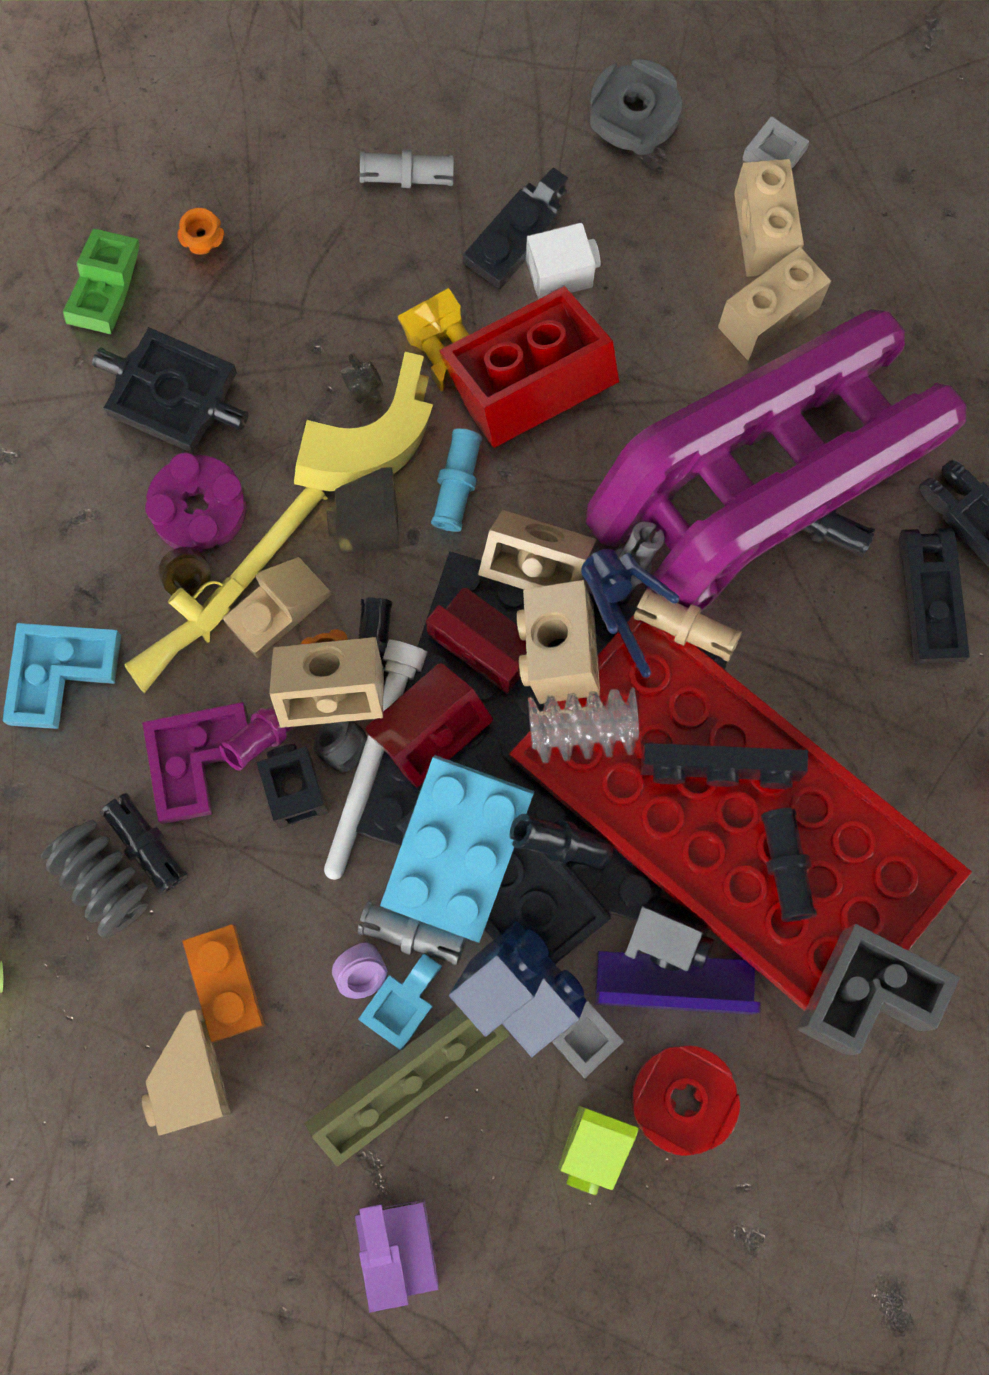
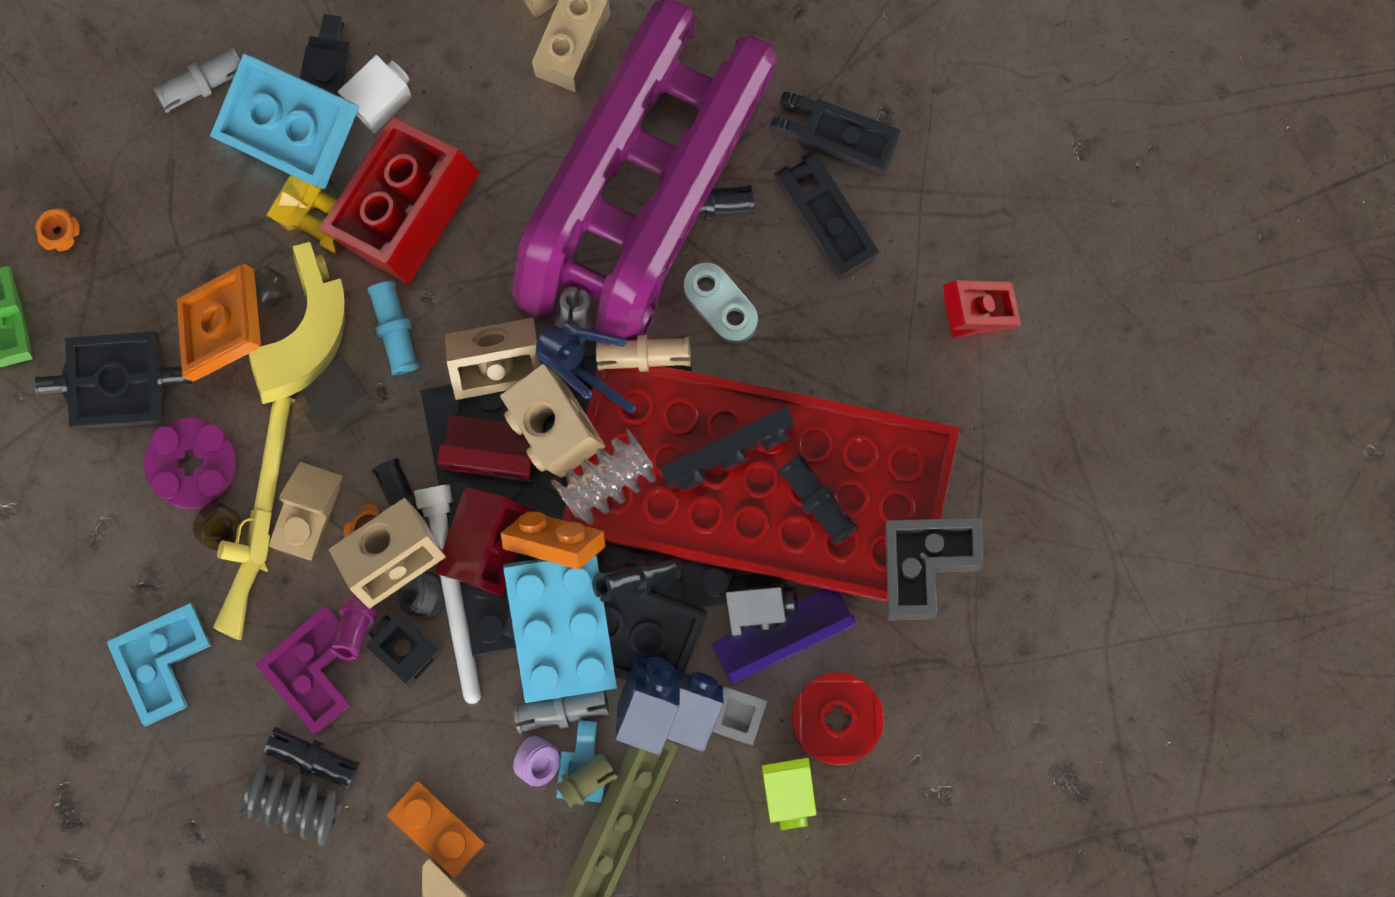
camera: 25 degrees left, 5 degrees up
(295, 384) = (218, 322): none -> orange plate
(396, 1019) = (585, 781): none -> olive pin
(463, 238) = (284, 121): none -> medium azure plate
(498, 757) = (553, 539): none -> orange plate
(784, 622) = (719, 302): none -> light aqua plate

